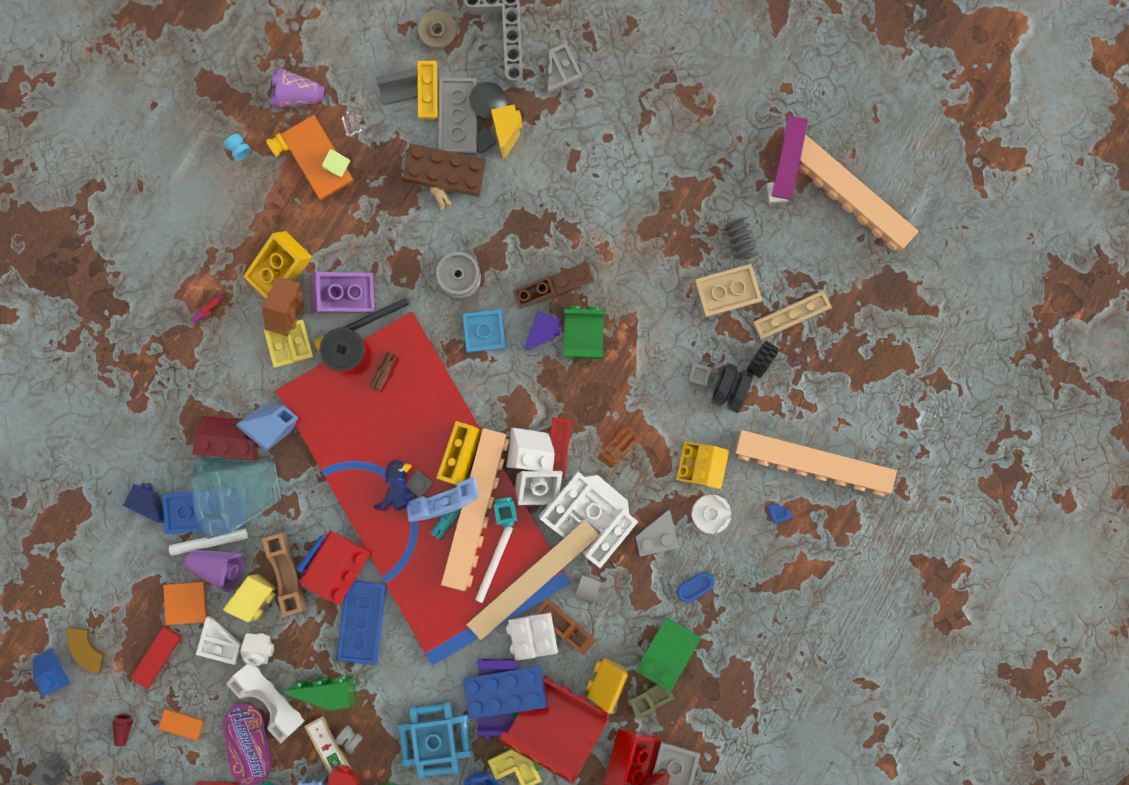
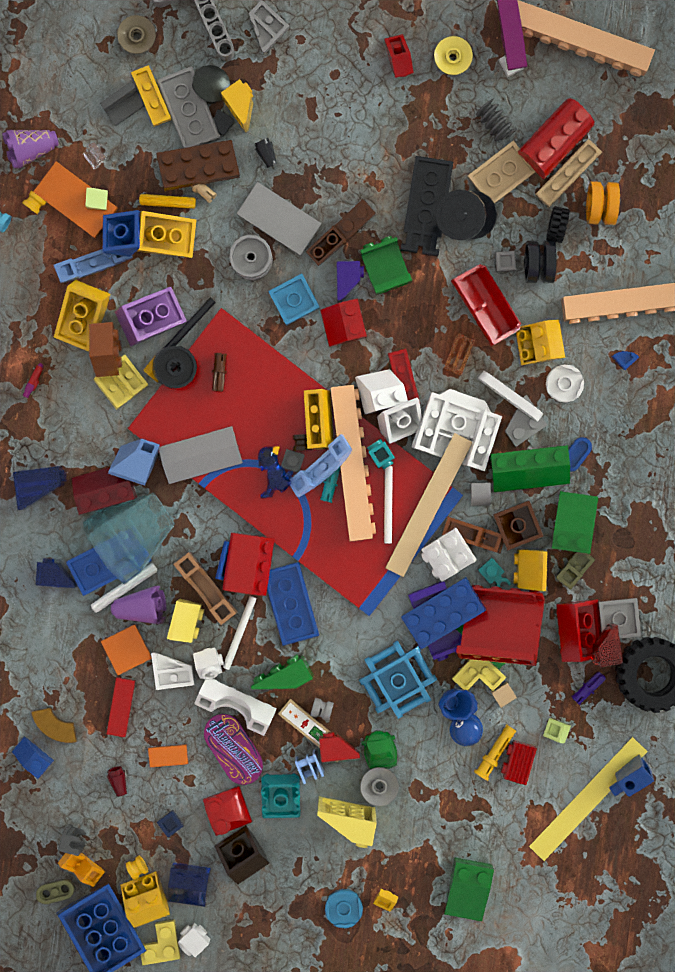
camera: 20 degrees left, 5 degrees up
(166, 409) = (37, 484): none -> clear blue slope
(300, 630) = (239, 632): none -> white bar
(308, 221) = (87, 265): none -> medium blue slope
(333, 443) = (200, 455): none -> light grey slope
(345, 204) = (121, 233): none -> blue slope
(385, 221) = (166, 234): none -> yellow slope
(402, 192) = (167, 201): none -> yellow axle
(433, 469) = (300, 442): none -> dark brown wheel
(500, 250) = (279, 219): none -> light grey tile
(513, 183) = (266, 152): none -> black cone
(522, 371) = (343, 322): none -> red slope
(570, 671) = (492, 572): none -> teal plate
(611, 634) = (518, 525): none -> reddish brown slope
(645, 292) = (428, 186): none -> black hinge
(645, 583) = (530, 468): none -> green slope
(653, 505) = (510, 396): none -> white beam
(665, 408) = (487, 304): none -> red container
(674, 143) = (399, 56): none -> red slope
(677, 314) = (466, 214): none -> black piece
(728, 154) = (453, 46): none -> light yellow dish
(793, 277) = (556, 137): none -> red container
(813, 356) = (602, 203): none -> light orange wheel

